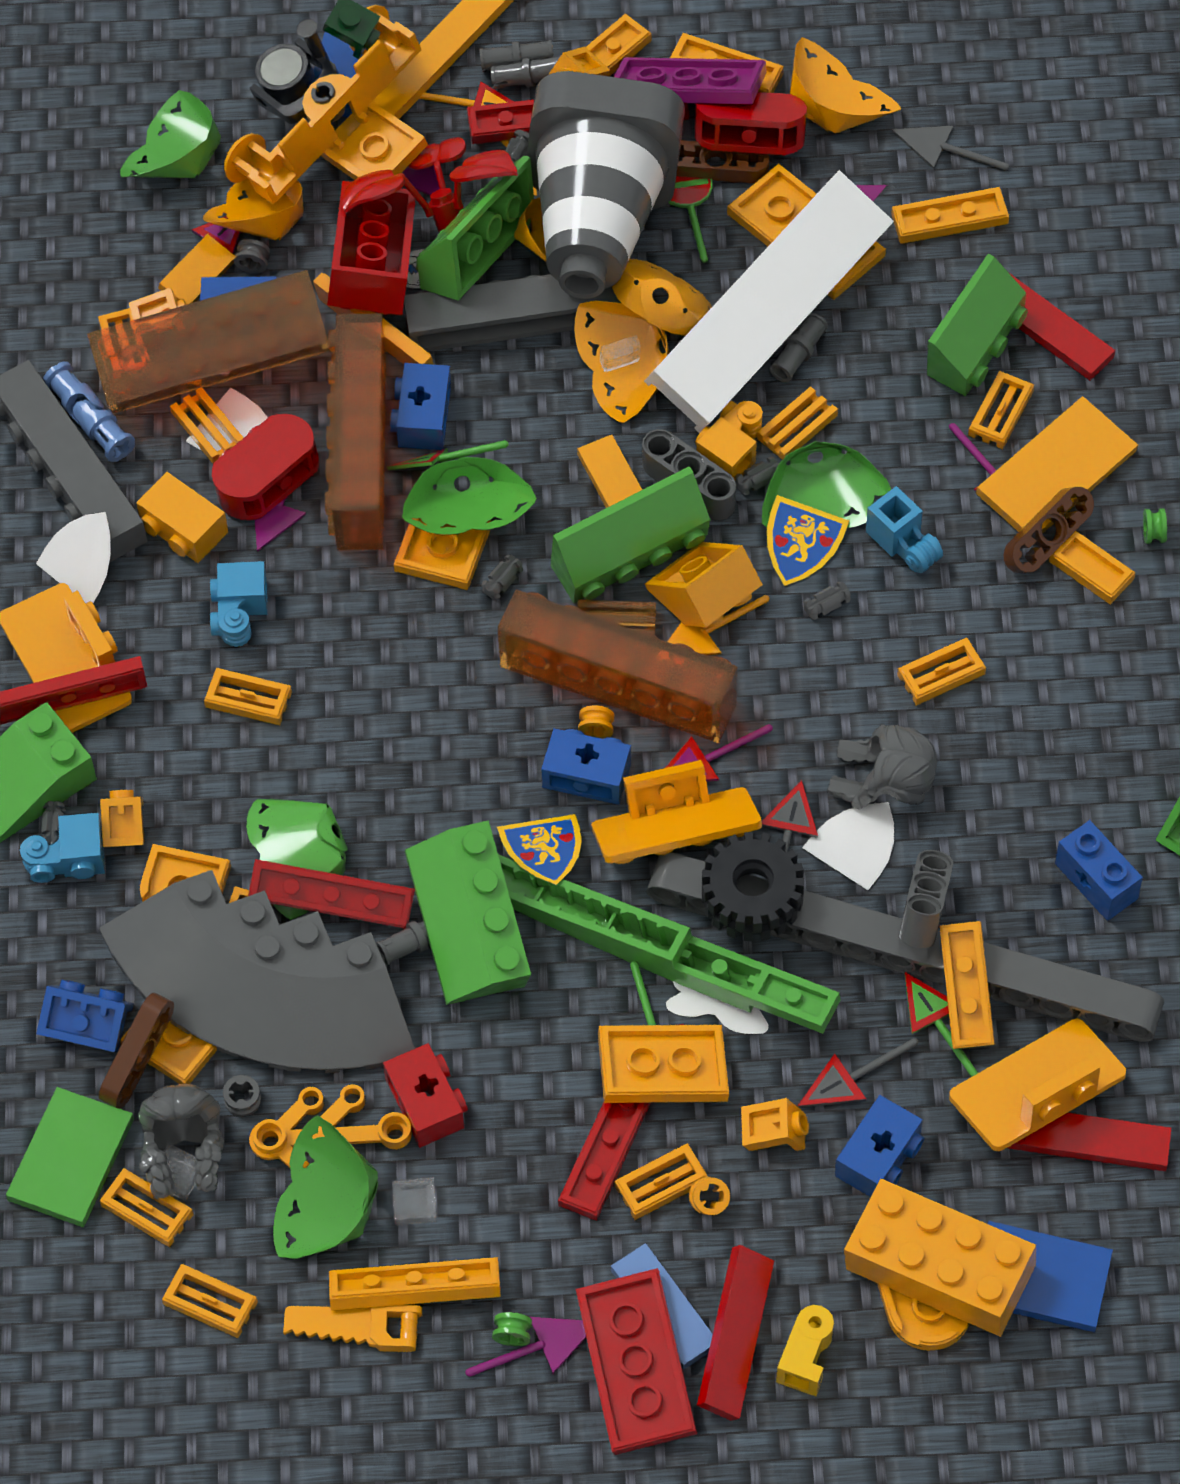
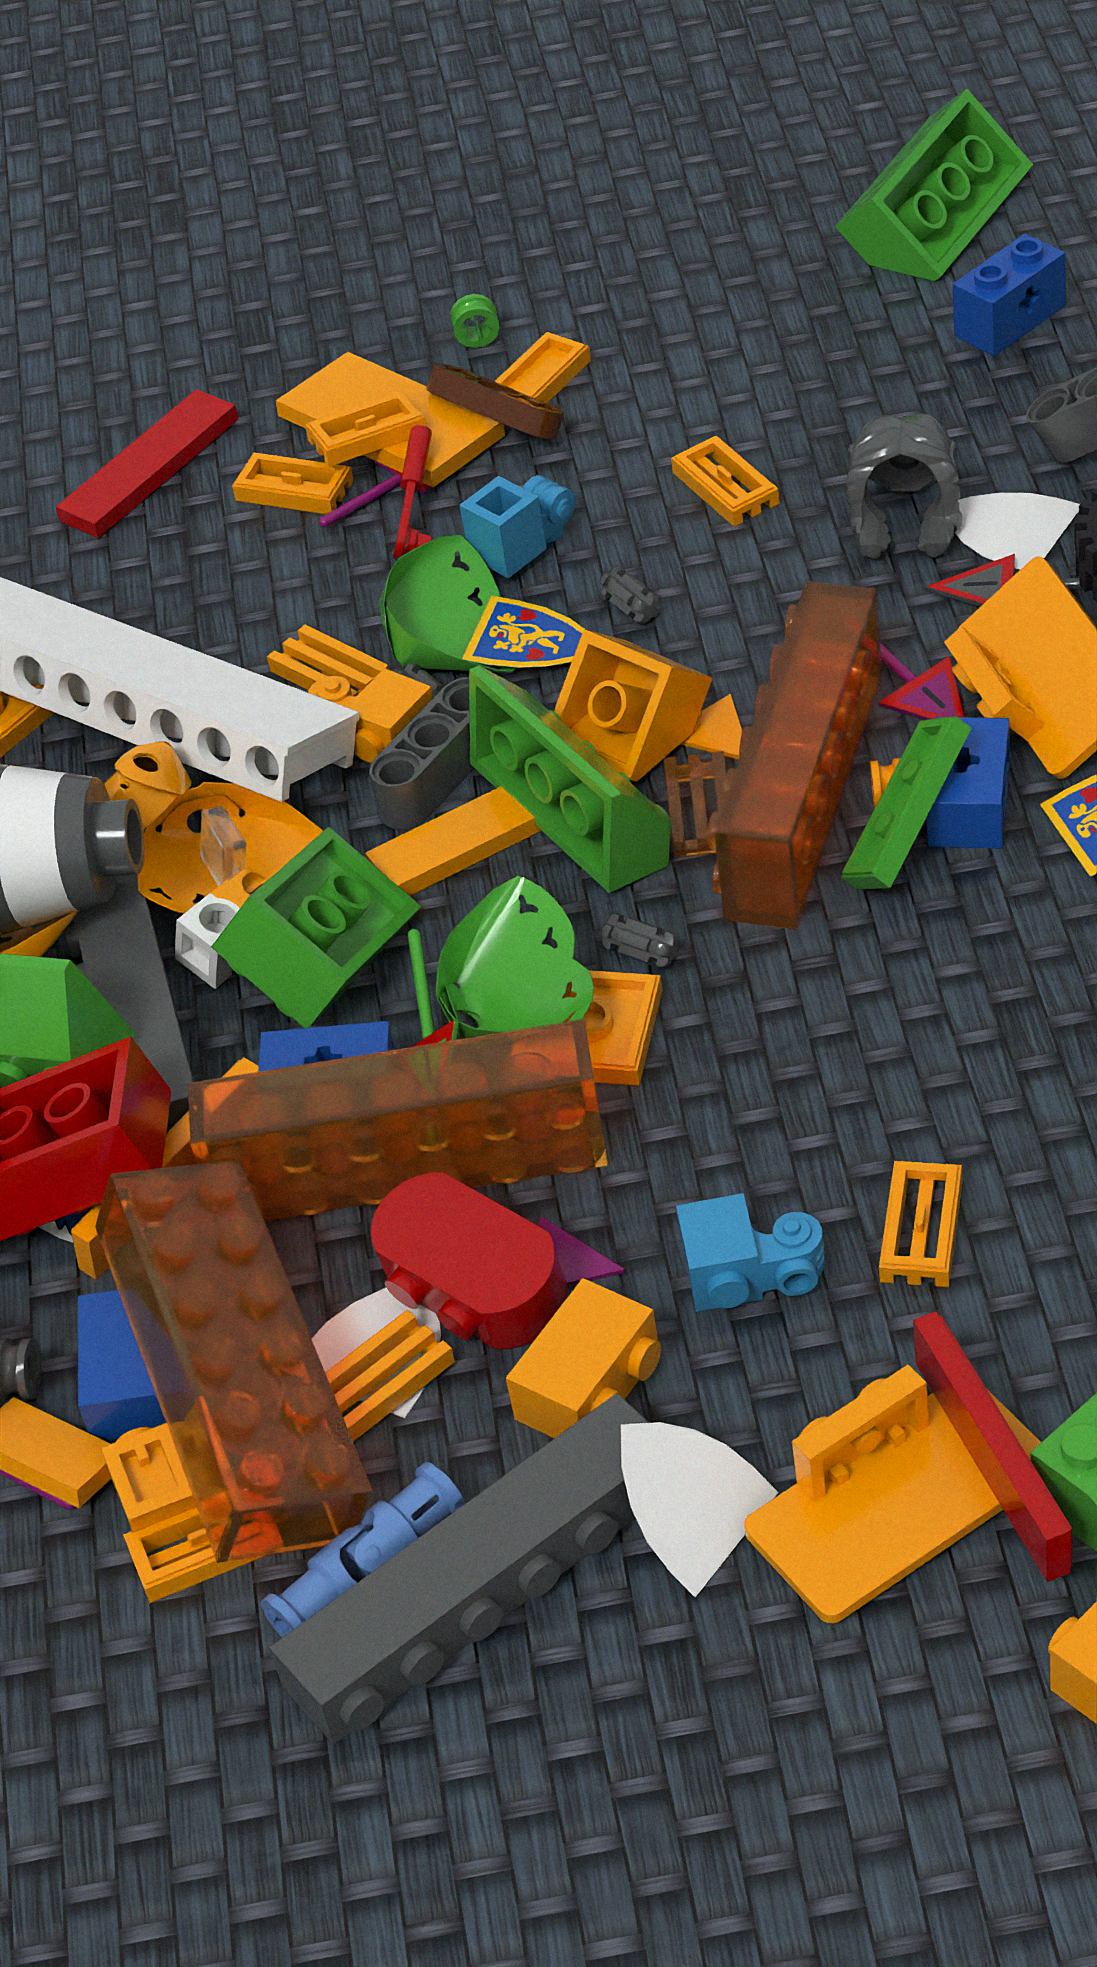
camera: 90 degrees left, 15 degrees down
(536, 400) = (315, 927): none -> bright green slope
(557, 718) = (905, 803): none -> bright green tile
(558, 358) = (205, 922): none -> white leg
(916, 471) = (411, 482): none -> red piece
(976, 327) = (174, 494): bright green slope -> none
(1038, 474) = (364, 428): none -> light orange tile

